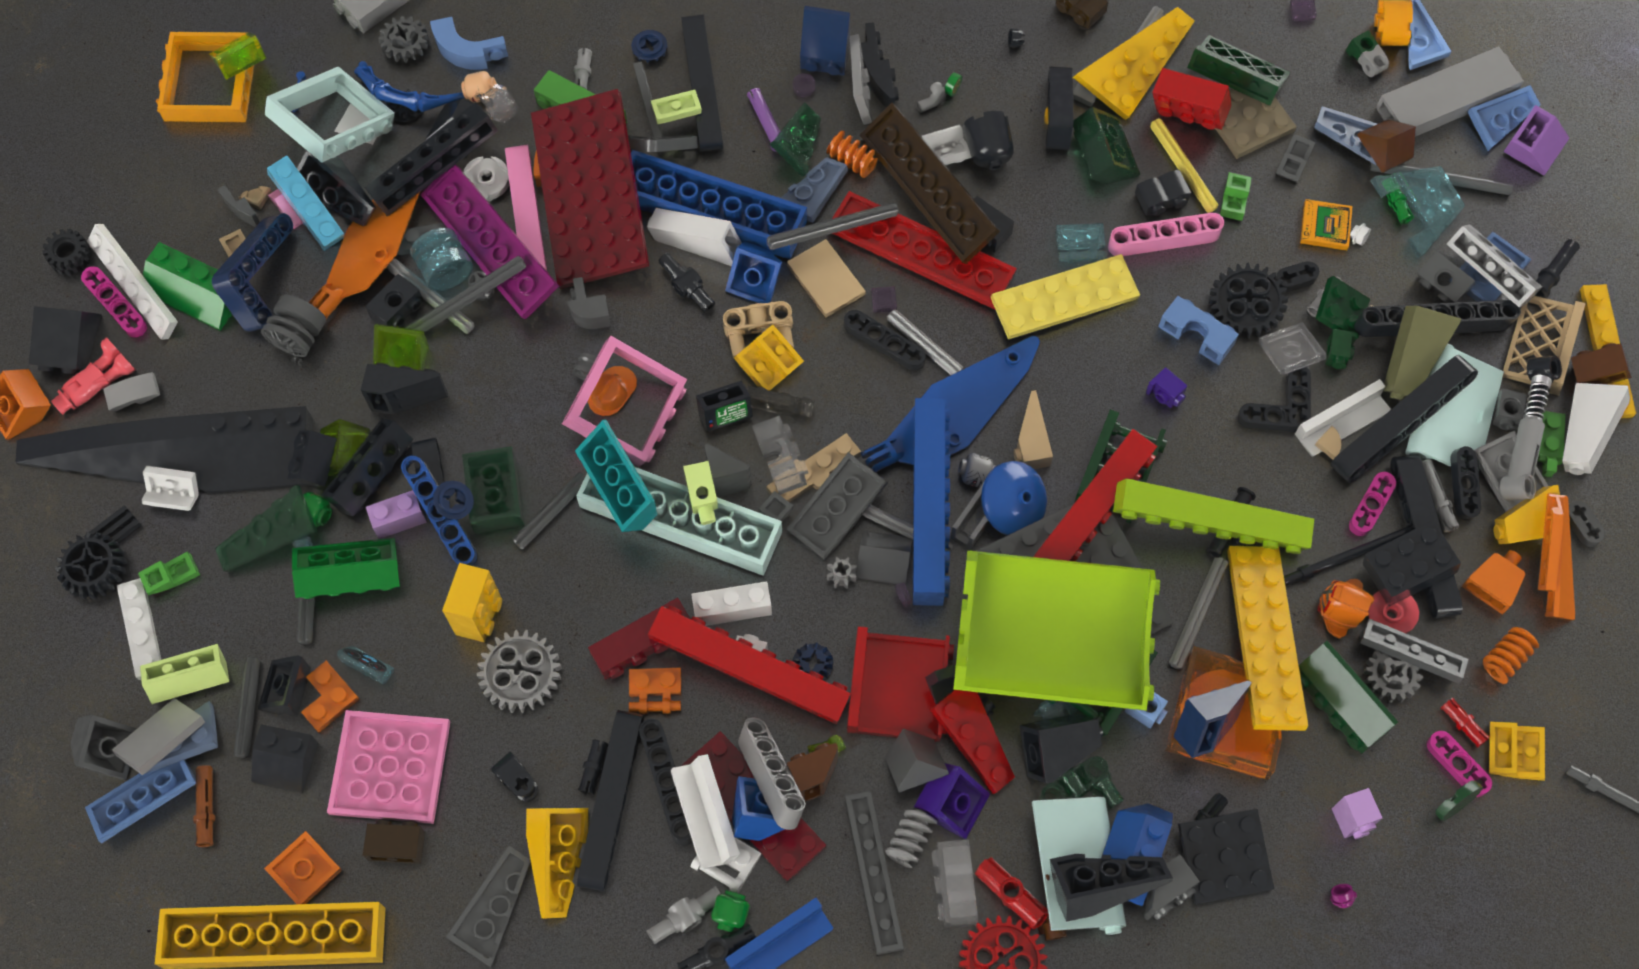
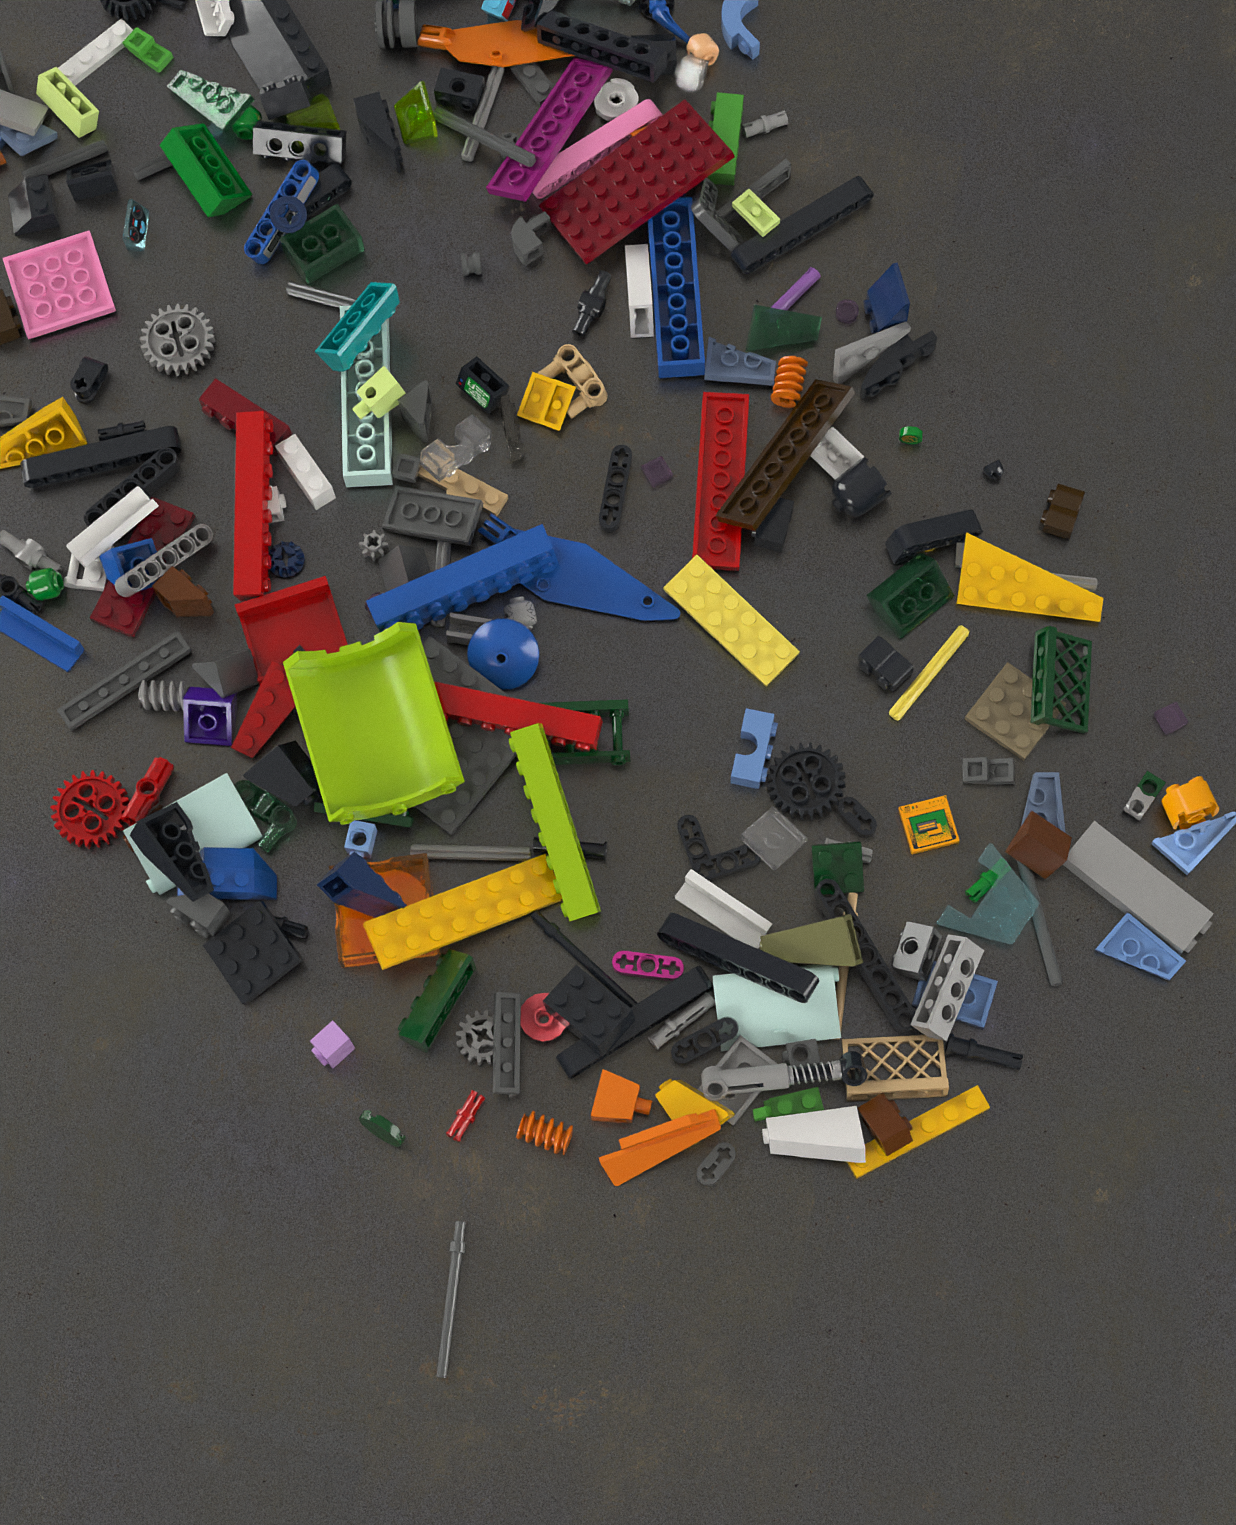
camera: 70 degrees right, 5 degrees up
(334, 699) = (99, 219): orange plate -> none
(396, 514) = (263, 179): lavender brick -> none
(441, 259) = (513, 102): clear light blue wheel -> none
(472, 603) = (209, 273): yellow brick -> none
(612, 390) = (463, 293): orange piece -> none
(615, 346) = (457, 344): bright pink window -> none
(653, 38) = (818, 157): dark blue gear -> none
(655, 682) = (216, 448): orange plate -> none
(753, 273) = (626, 350): blue slope -> none
(826, 278) = (654, 415): tan tile -> none
(832, 226) = (696, 392): dark grey axle -> none
(834, 739) = (222, 606): clear neon green hand -> none
(923, 341) = (628, 522): light grey axle -> none
(934, 99) = (887, 426): light grey arm -> none
(955, 883) = (139, 746): clear brick -> none
(1033, 442) = (575, 647): tan slope -> none
(1081, 237) = (803, 609): clear light blue plate -> none
(1167, 388) = (678, 743): dark purple brick -> none
(1173, 227) = (840, 672): bright pink beam -> none
(1192, 99) = (991, 646): red brick -> none
(1235, 196) = (918, 732): bright green slope -> none
(1330, 443) = (692, 906): tan tile -> none
(1340, 348) = (793, 881): dark green brick -> none
(1343, 895) = (259, 1062): magenta plate -> none
(1344, 606) = (530, 972): orange piece -> none
(1360, 234) = (931, 858): white plate -> none
(1451, 743) = (410, 1137): dark pink beam -> none
(1517, 751) = (459, 1171): yellow slope -> none
(1538, 140) = (1120, 988): medium lavender slope -> none

